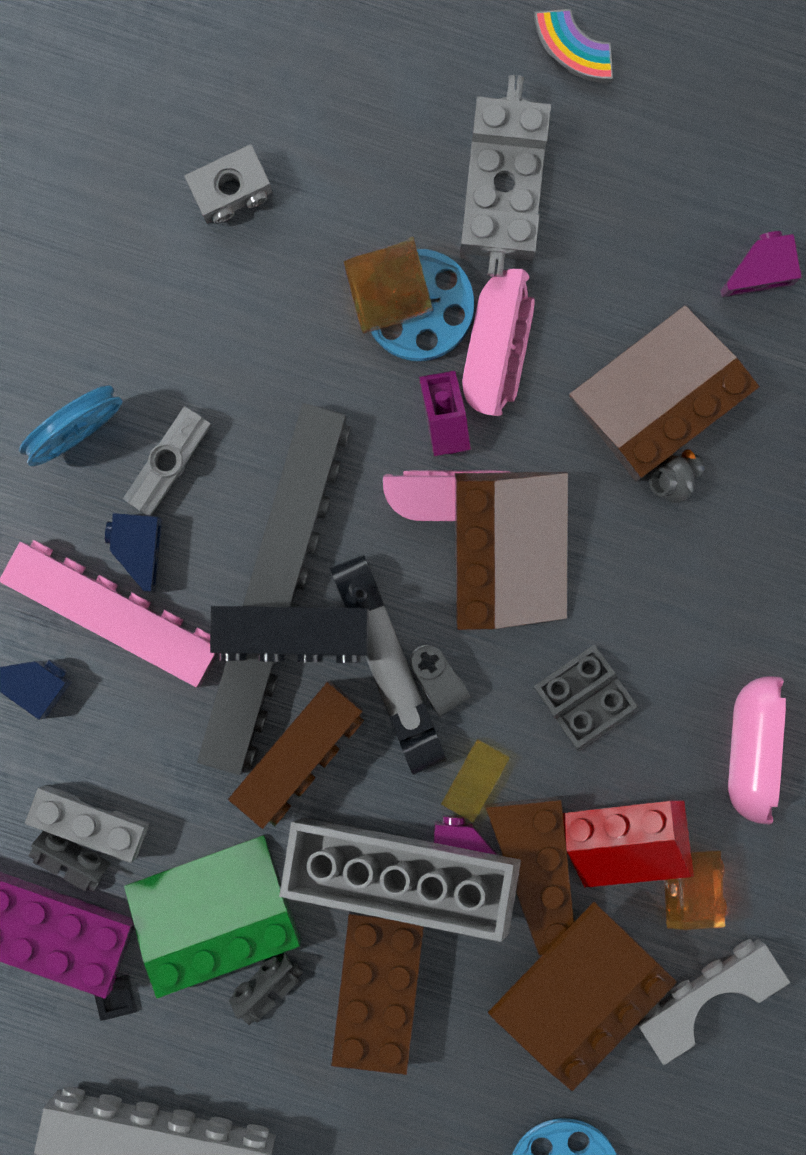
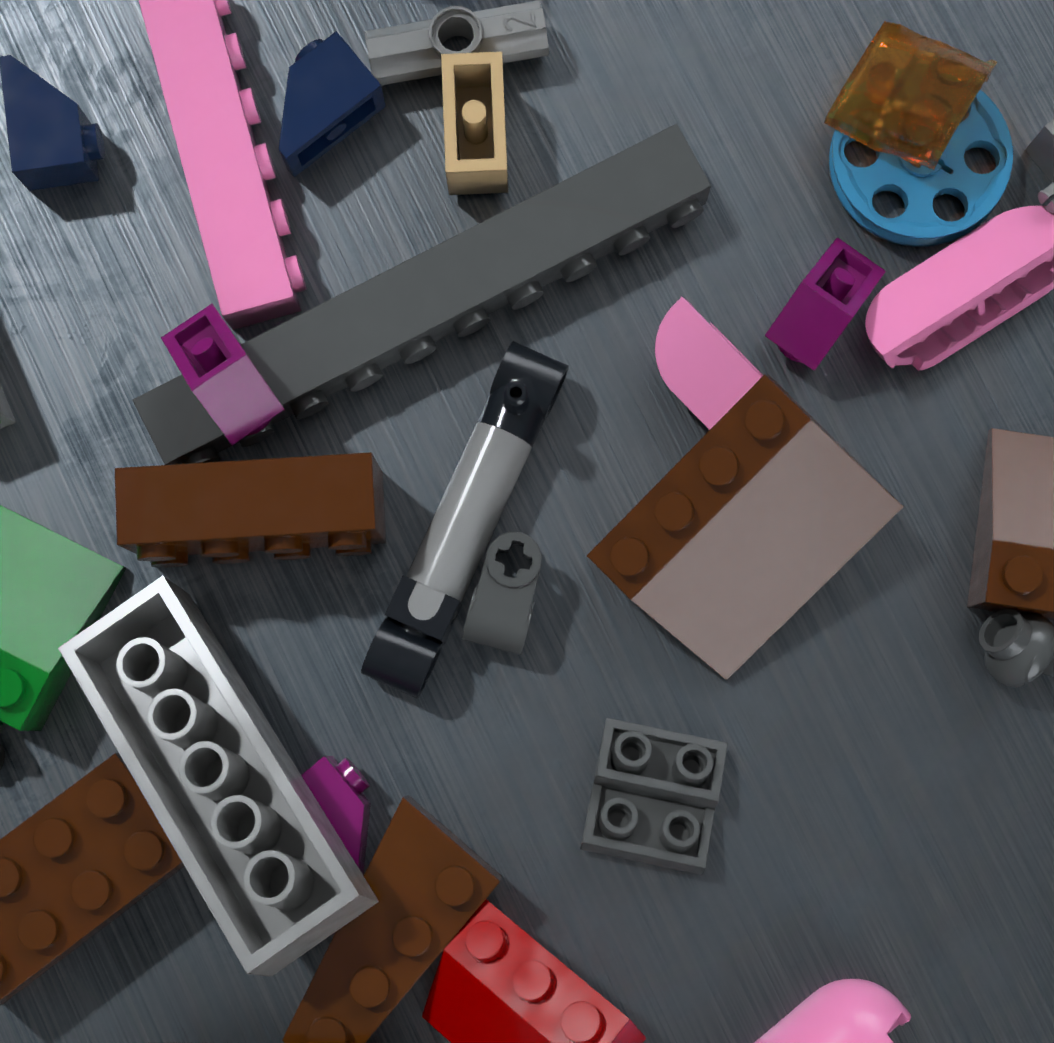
camera: 50 degrees right, 5 degrees down
(214, 491) = (474, 123): none -> tan brick
(225, 713) = (222, 375): none -> magenta slope
(289, 631) = (391, 348): black brick -> none
(475, 780) = (425, 756): clear yellow tile -> none

